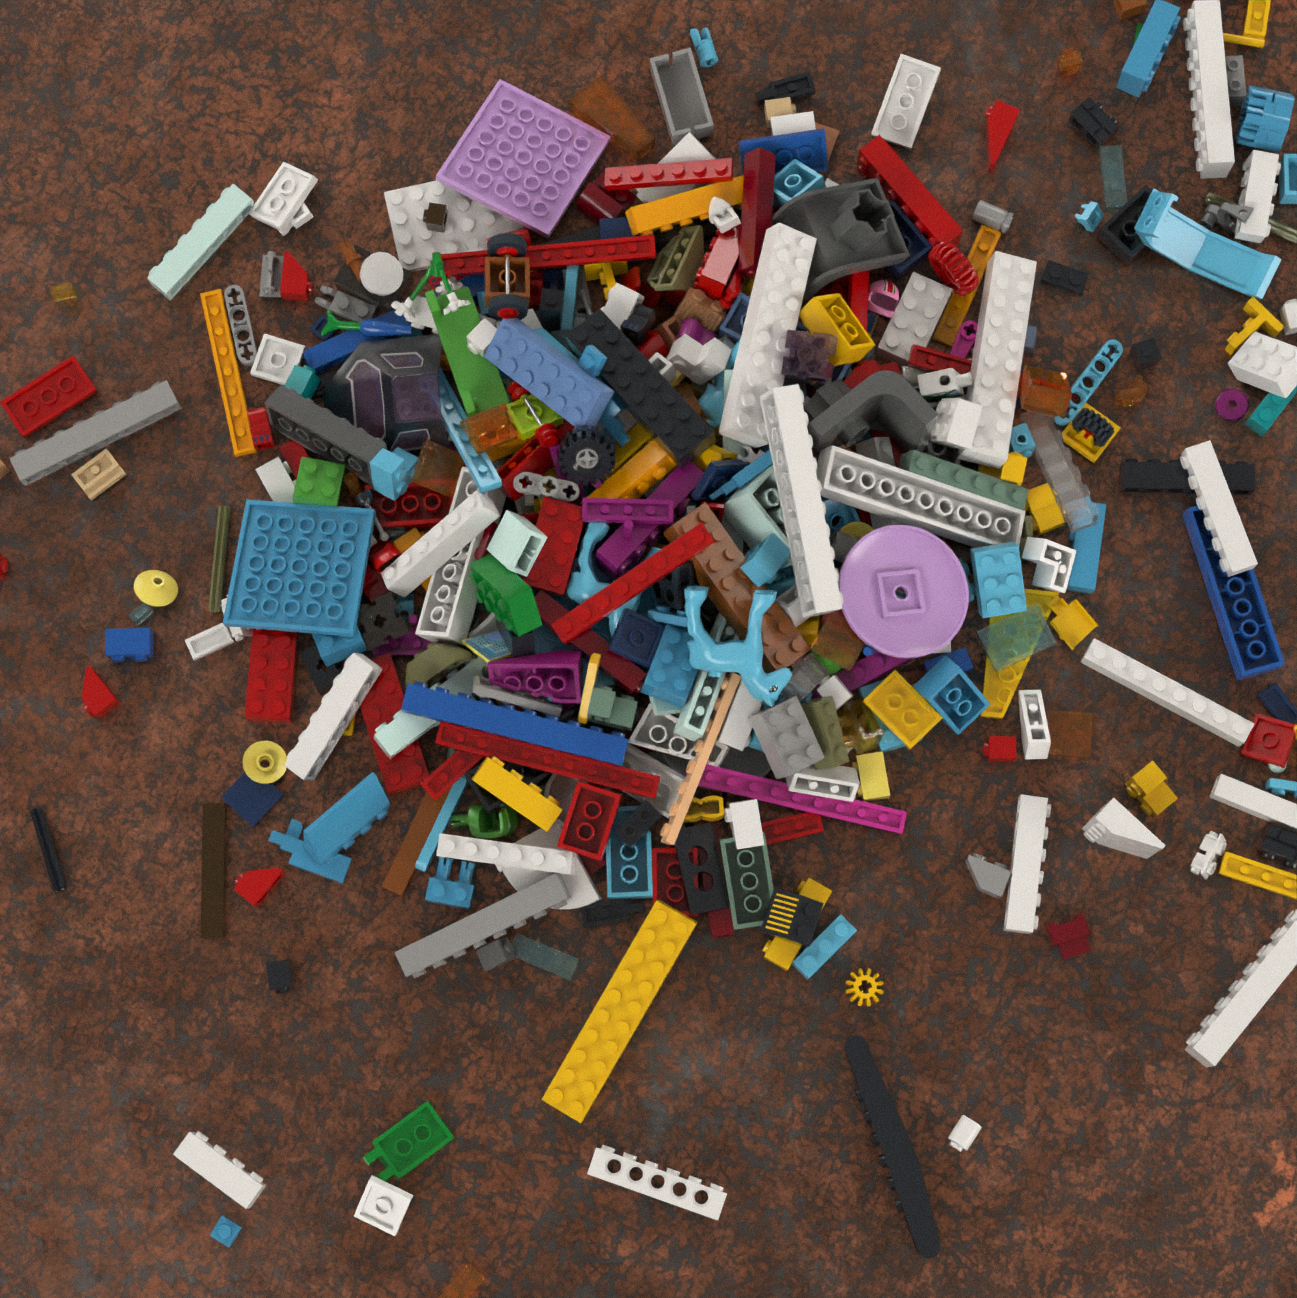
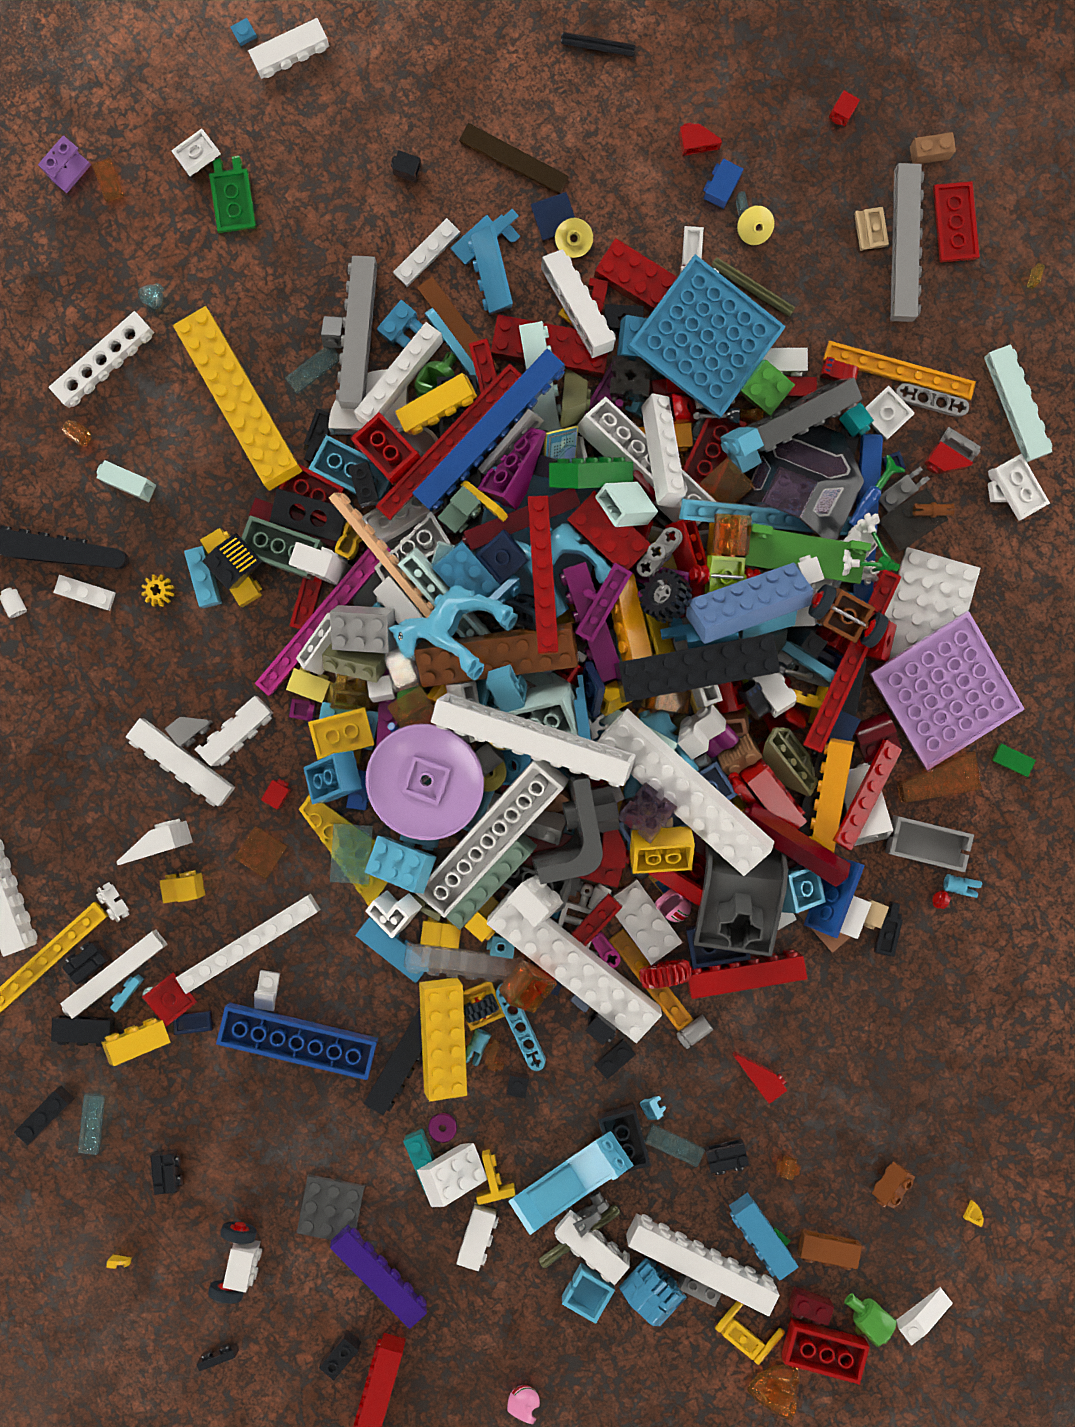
camera: 115 degrees right, 10 degrees up
(257, 884) = (484, 184): red slope -> none
(307, 706) = (599, 291): none -> red leg
(359, 906) = (426, 252): none -> white plate
(381, 273) = (910, 524): white tile -> none
(436, 217) = (935, 595): dark brown plate -> none
(554, 63) = (1013, 760): none -> green tile
(560, 1168) = (152, 295): none -> clear light blue brick
(592, 360) = (738, 640): dark azure plate -> none
(722, 215) = (808, 817): white tile -> none
(728, 58) = (941, 899): none -> red plate
(748, 1166) = (76, 433): none -> clear orange brick
(770, 1081) = (125, 480): none -> light aqua brick
(900, 770) = (303, 709): none -> magenta tile
(906, 101) = (826, 1018): white hinge -> none
(910, 1065) = (84, 592): none -> white plate
(943, 384) = (576, 905): white torso -> none
(962, 824) = (235, 732): none -> white wedge
(1033, 724) = (281, 829): white slope -> none
(1042, 303) = (600, 1028): none -> black brick
(1070, 936) = (110, 763): dark red piece -> none
(1072, 621) = (343, 904): yellow piece -> none
(1133, 414) = (478, 1044): none -> medium azure hinge
(1144, 445) = (443, 1039): none -> yellow brick
(1202, 650) = (267, 990): none -> white slope
(1218, 508) = (360, 1065): white brick -> none

